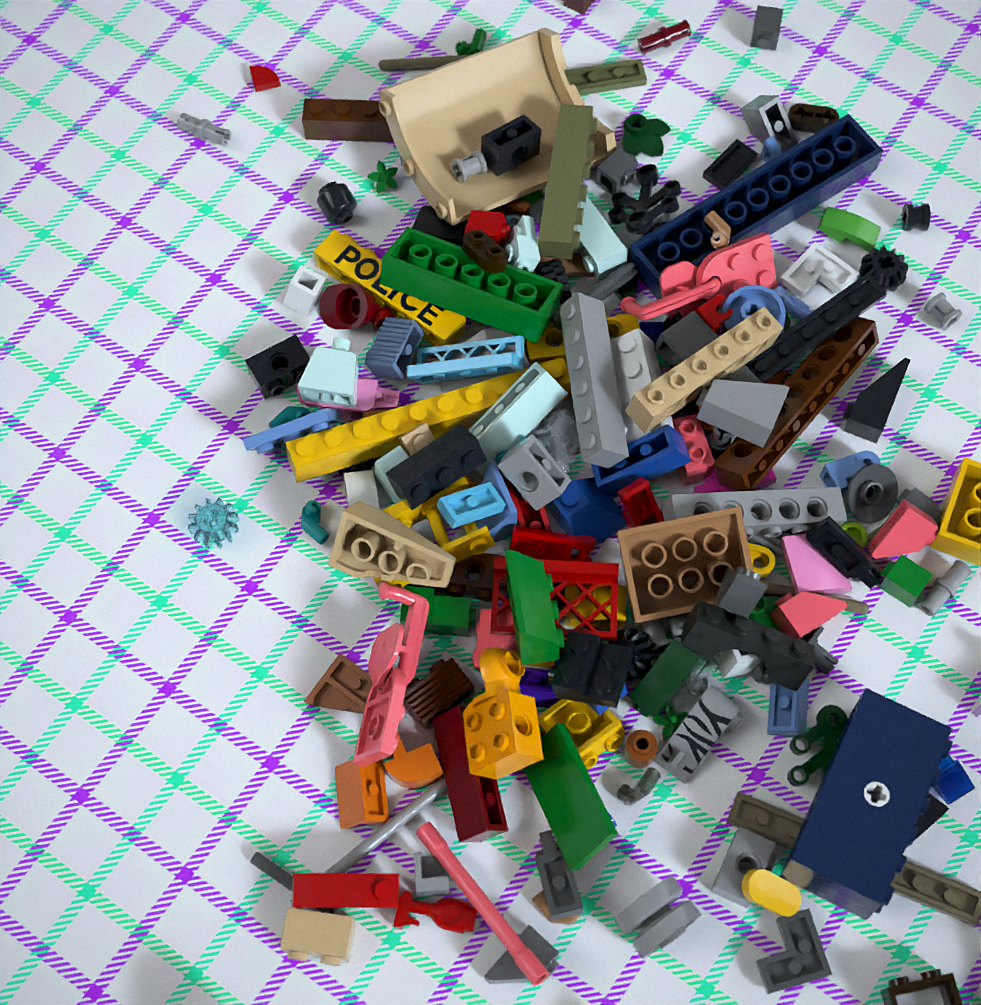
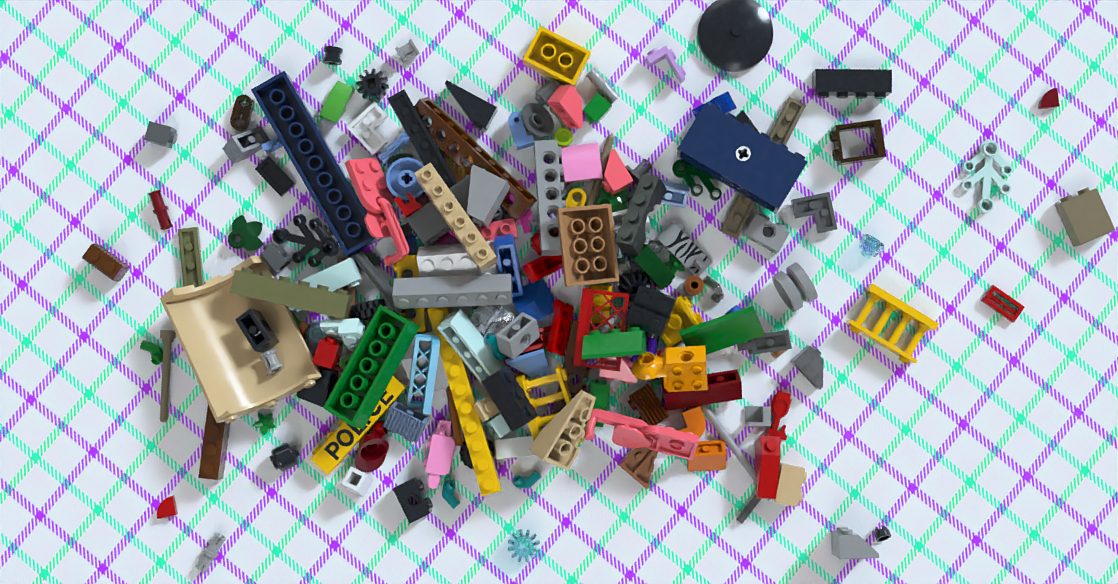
camera: 90 degrees left, 20 degrees up
(271, 439) = (468, 491): medium blue plate -> none
(331, 375) = (429, 464): light aqua torso -> none
(470, 505) = (538, 377): medium azure plate -> none
(485, 251) = (349, 356): dark brown plate -> none
(523, 956) = (742, 411): coral piece -> none
(721, 230) = (343, 192): medium nougat arm -> none
(740, 591) = (611, 215): dark grey slope -> none
(771, 892) = (784, 220): yellow tile -> none
(843, 552) = (577, 145): black hinge -> none

